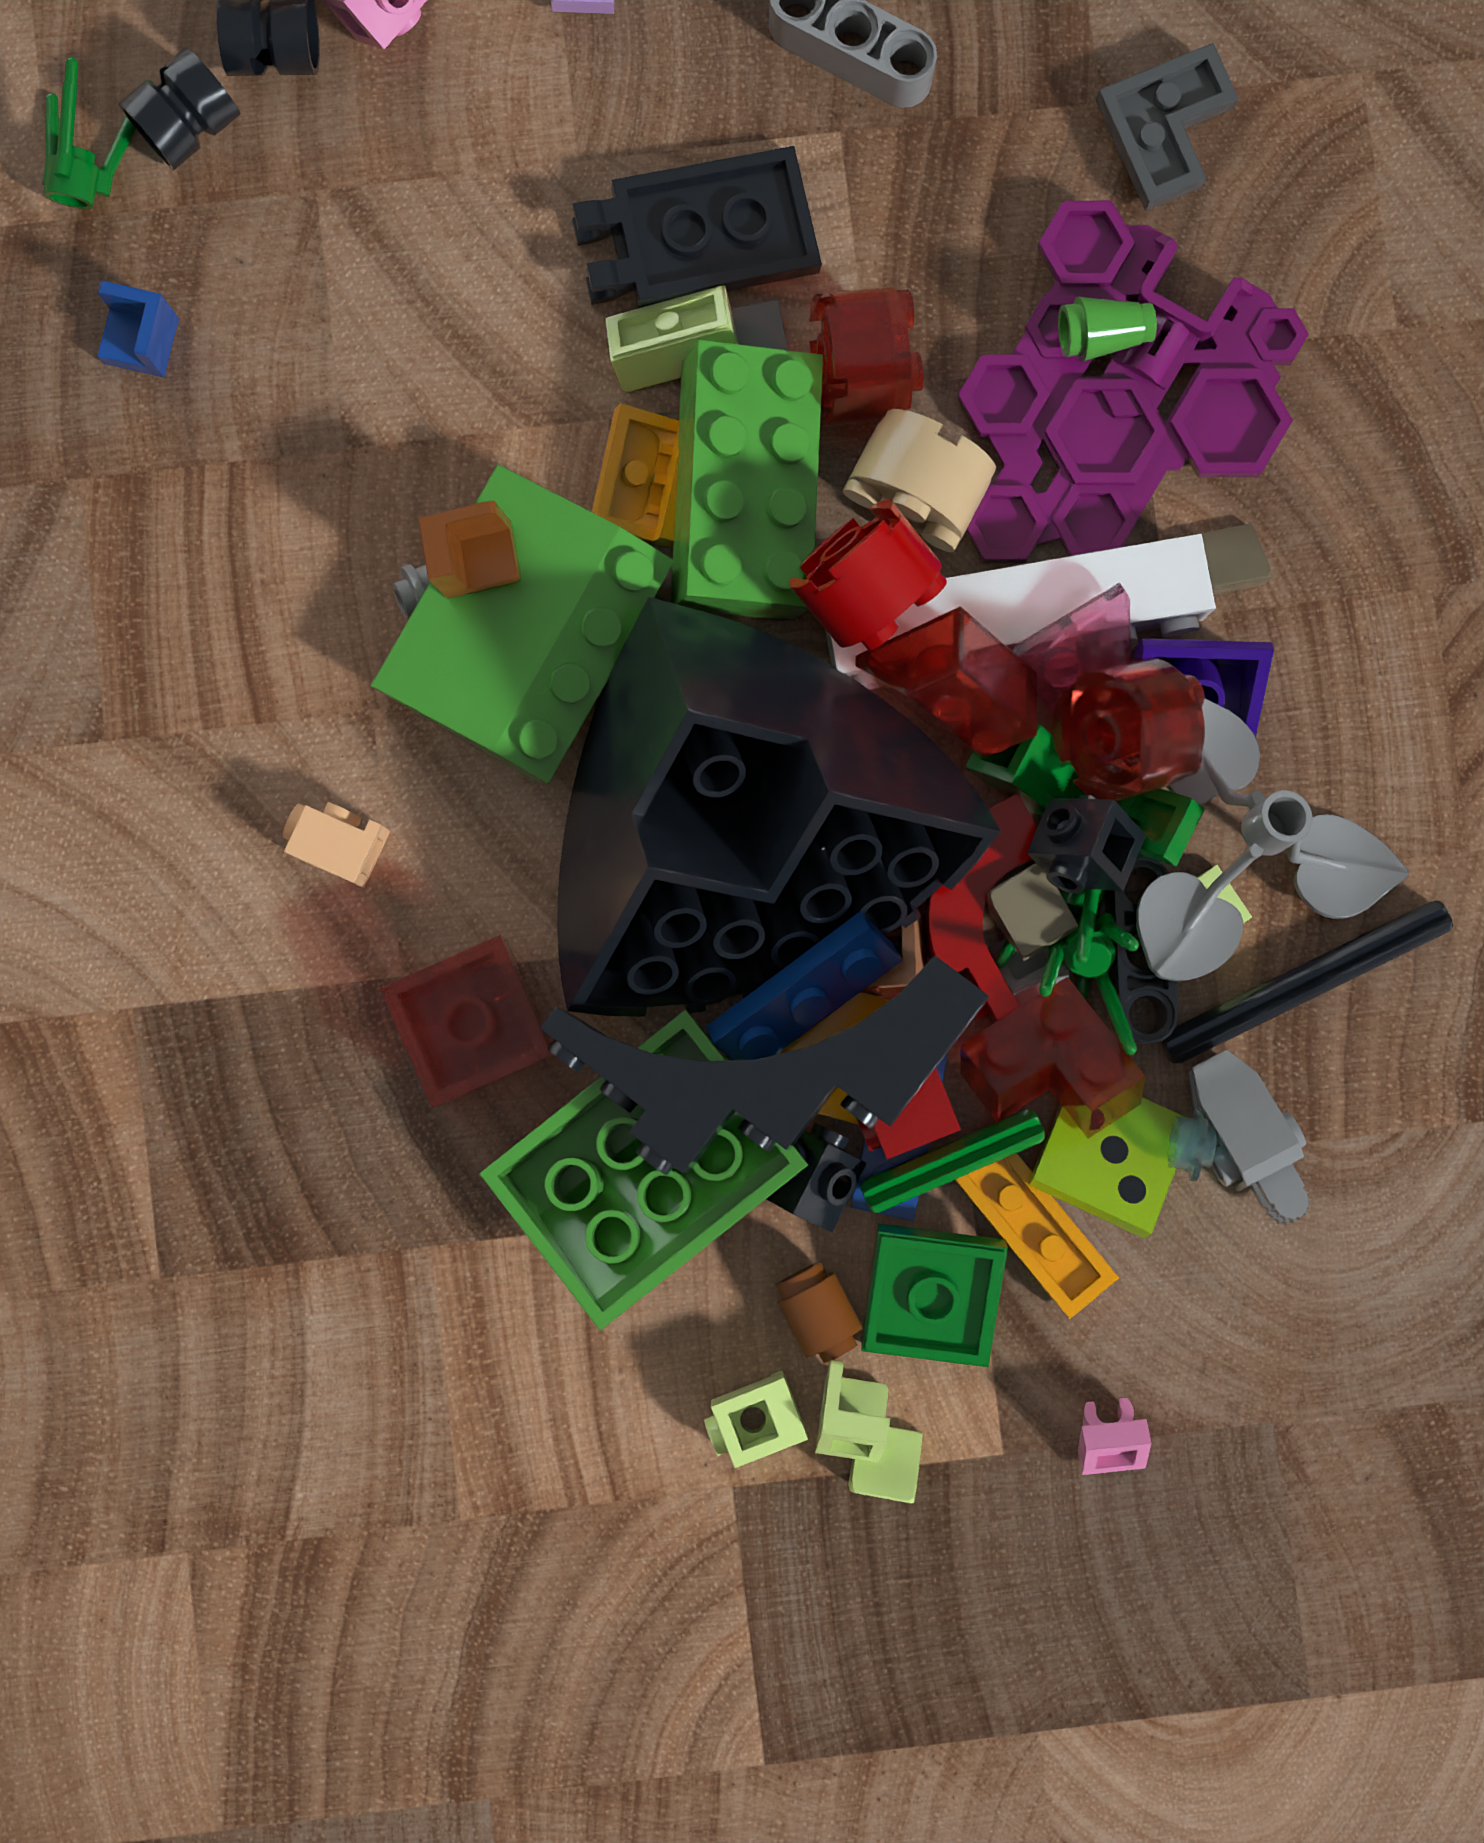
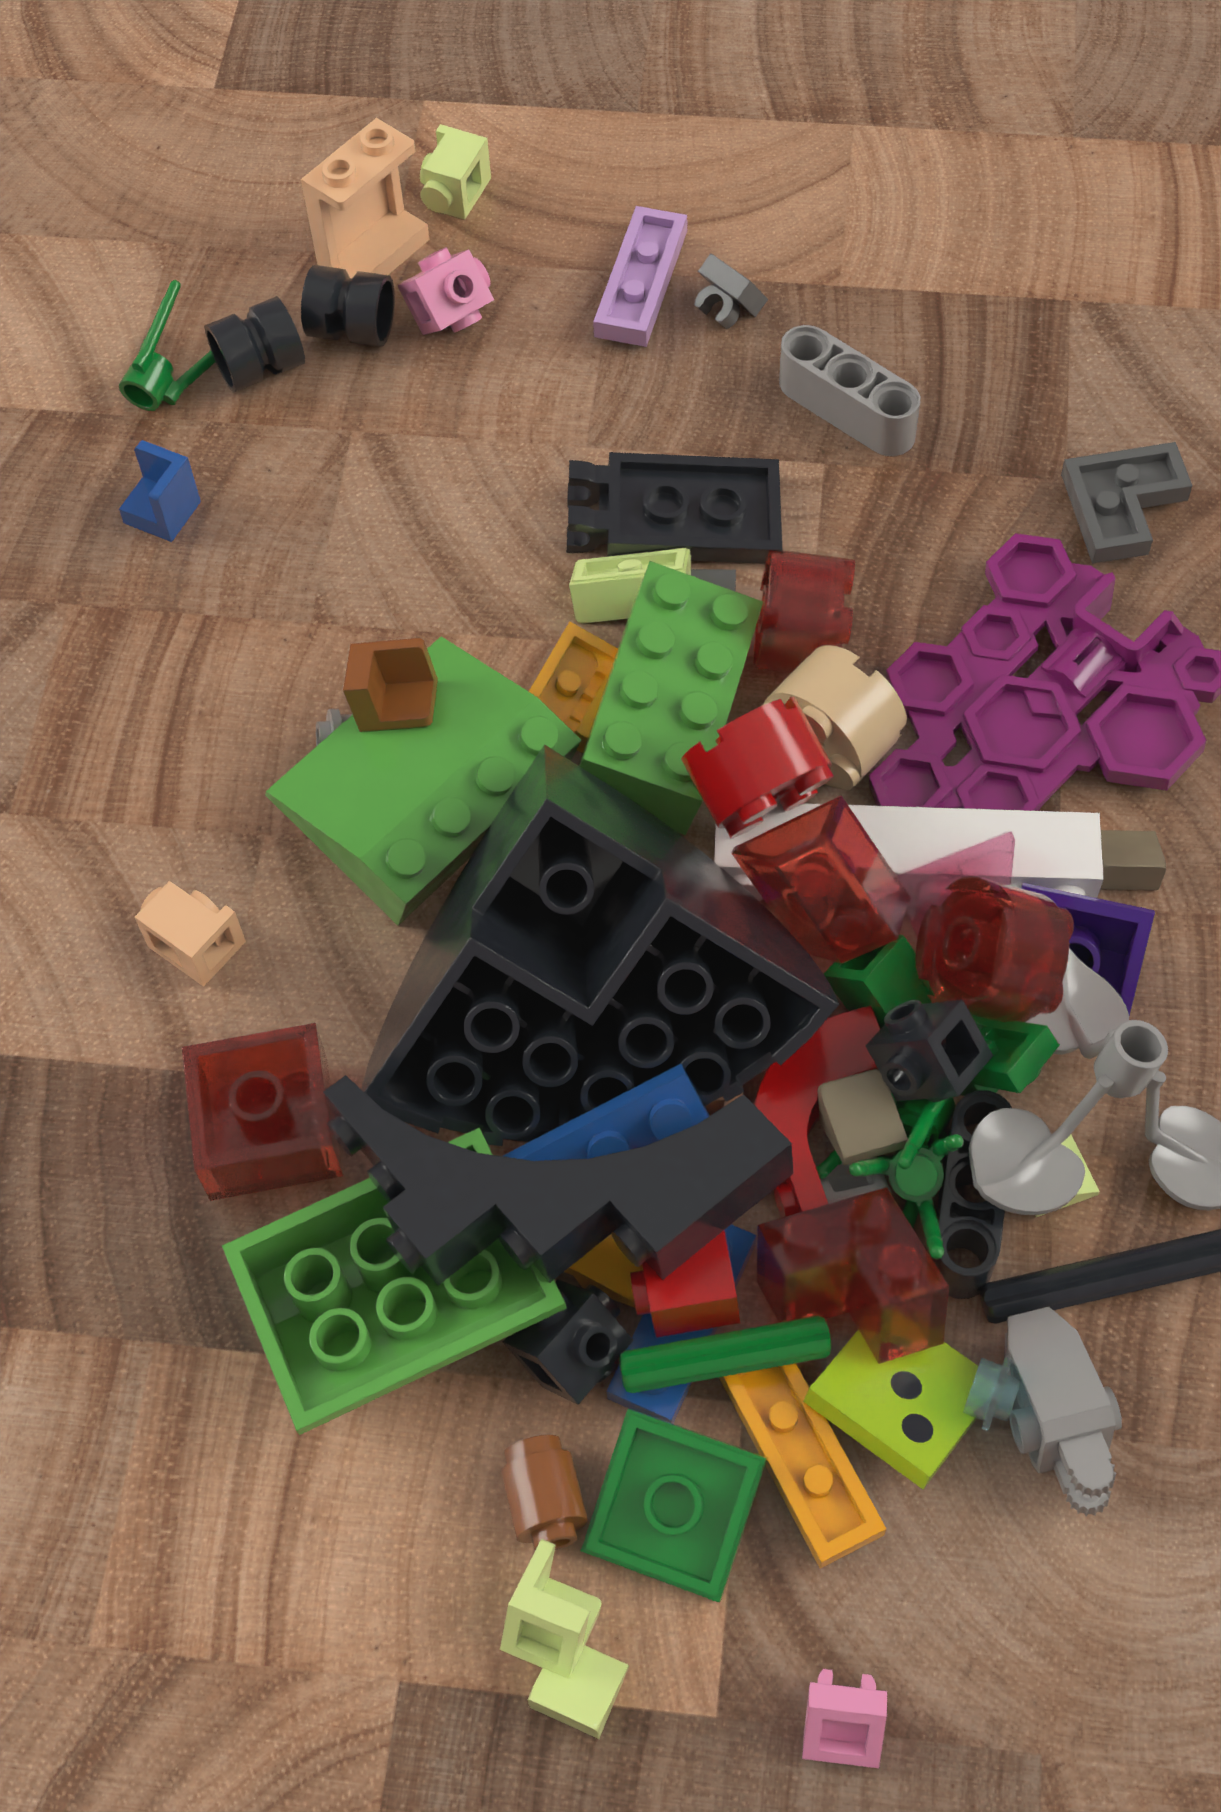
camera: 20 degrees right, 25 degrees down
(780, 1430) = (459, 1570): yellowish green brick -> none
(1104, 326) = (1034, 627): bright green cone -> none

